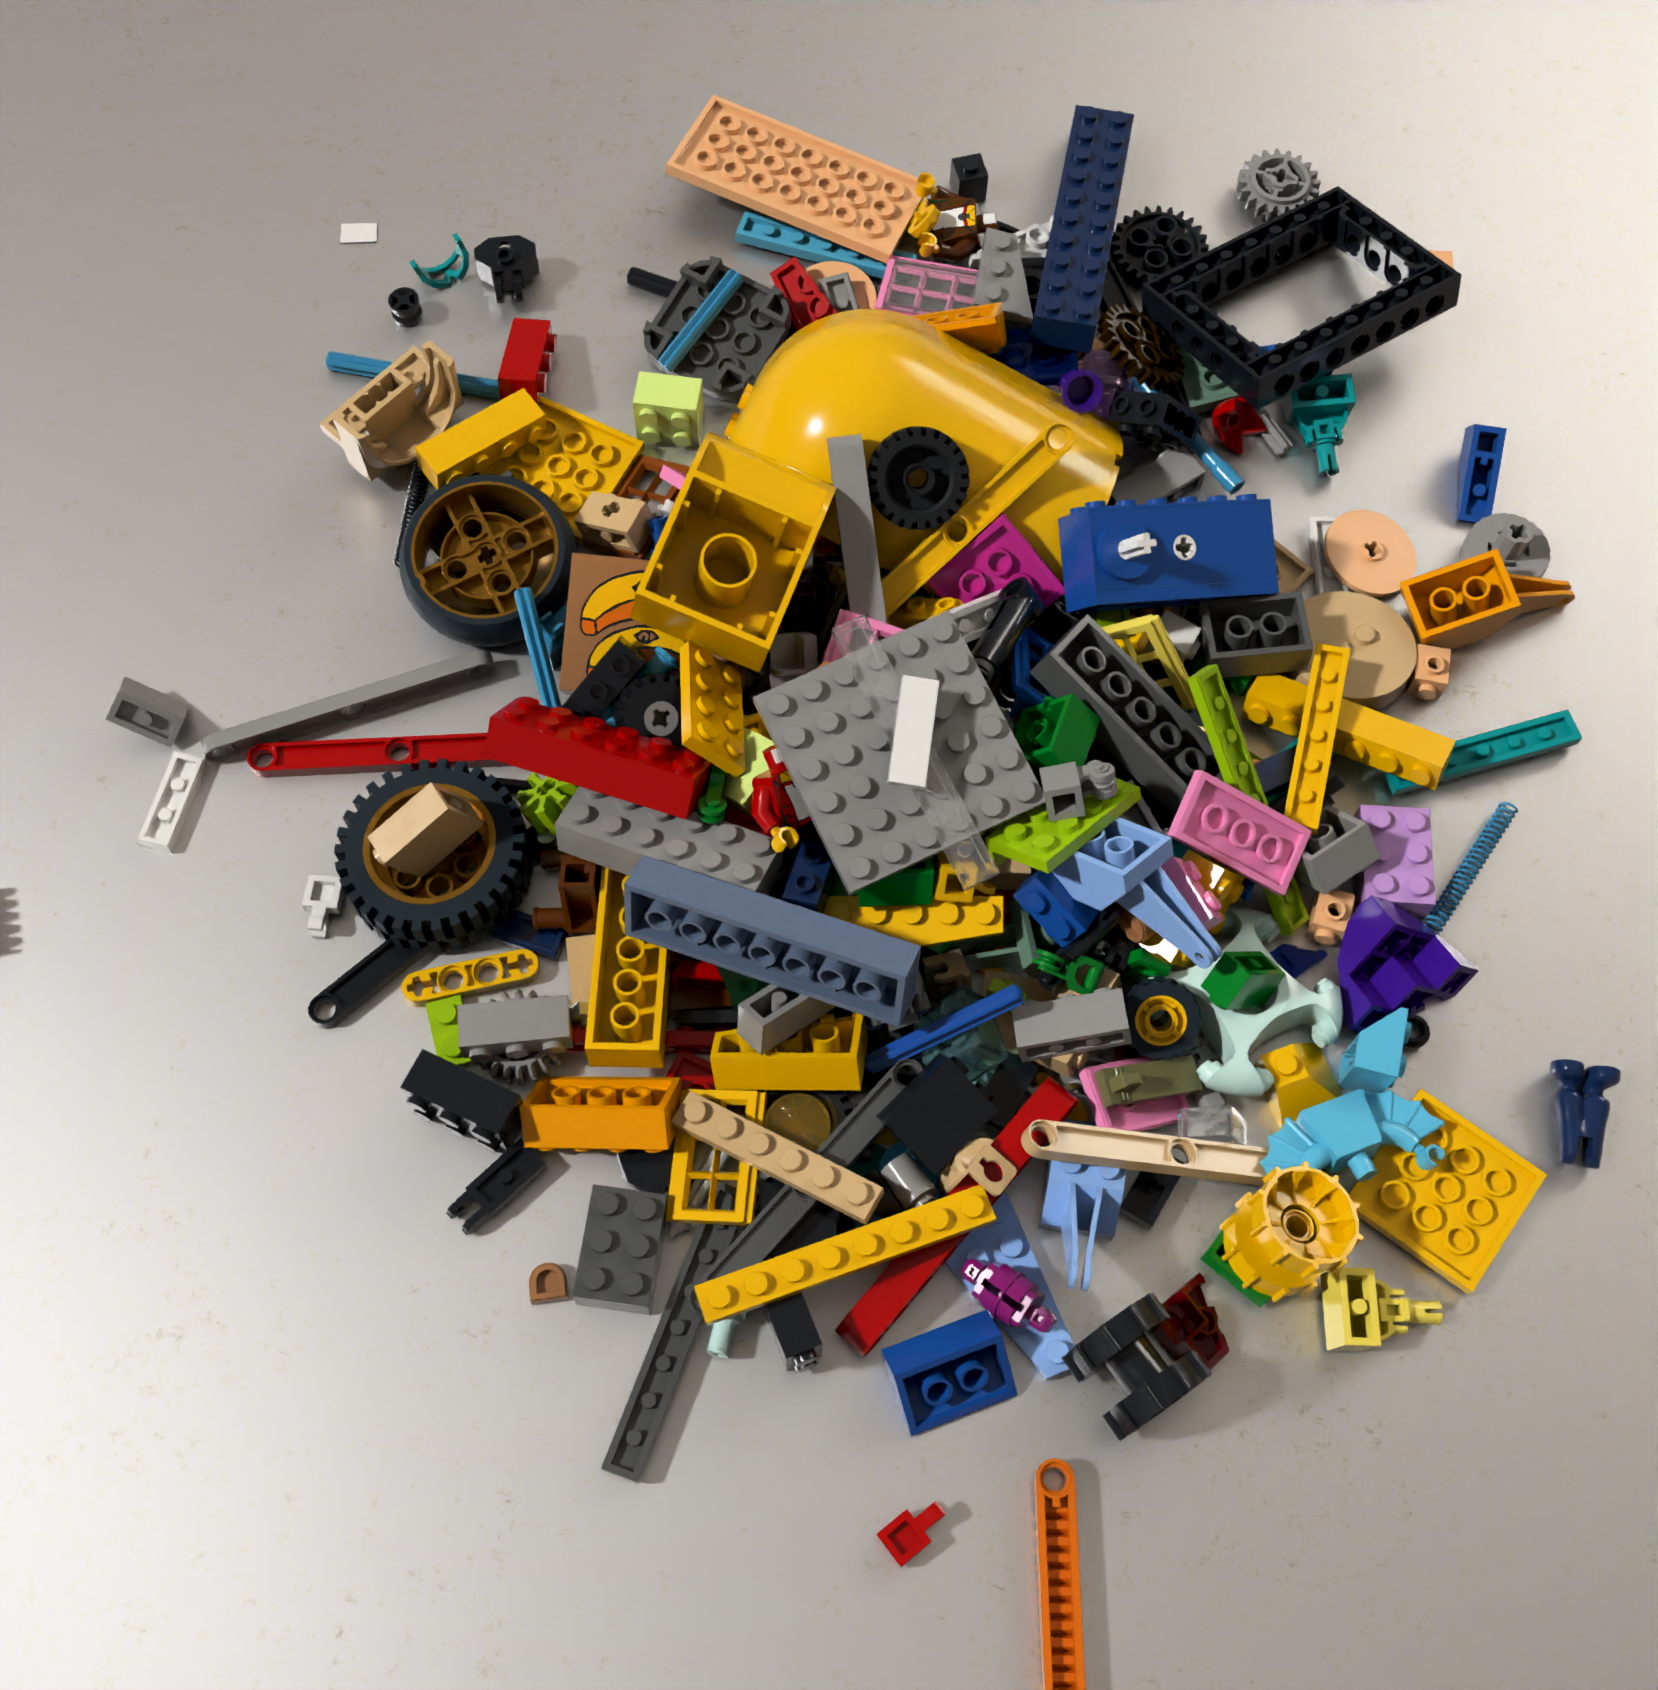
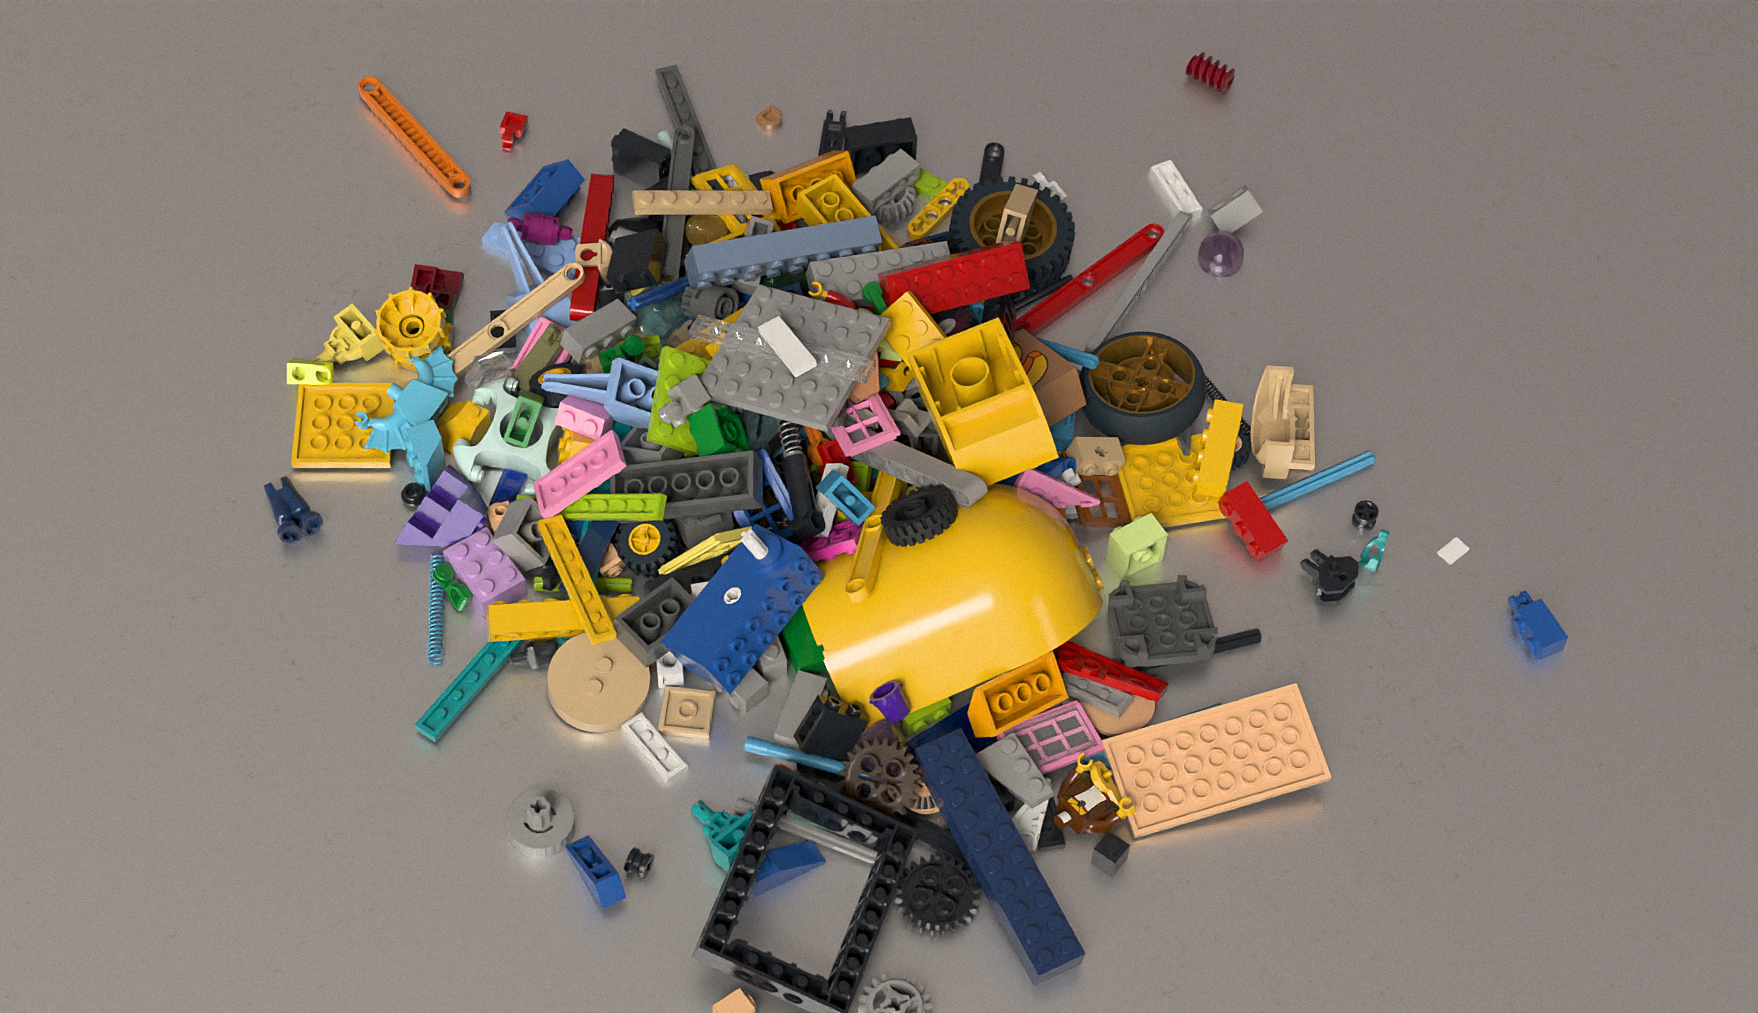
camera: 140 degrees right, 10 degrees down
(219, 679) = (1221, 253): none -> clear purple cylinder
(373, 110) = (1536, 626): none -> blue brick
(621, 1249) = (747, 142): dark grey brick -> none
(700, 320) = (1174, 612): dark azure axle -> none
(844, 1254) = (631, 179): yellow plate -> none
(967, 578) = (845, 497): none -> dark azure brick
(1136, 1365) = (438, 230): black piece -> none
(1348, 556) = (649, 766): light nougat piece -> none
(1429, 452) = (639, 862): none -> black wheel
(1430, 672) = (539, 706): light nougat brick -> none
(1445, 882) = (458, 592): none -> green piece
(1456, 1289) = (309, 372): none -> neon yellow leg
(1475, 600) = (546, 749): light orange slope -> none

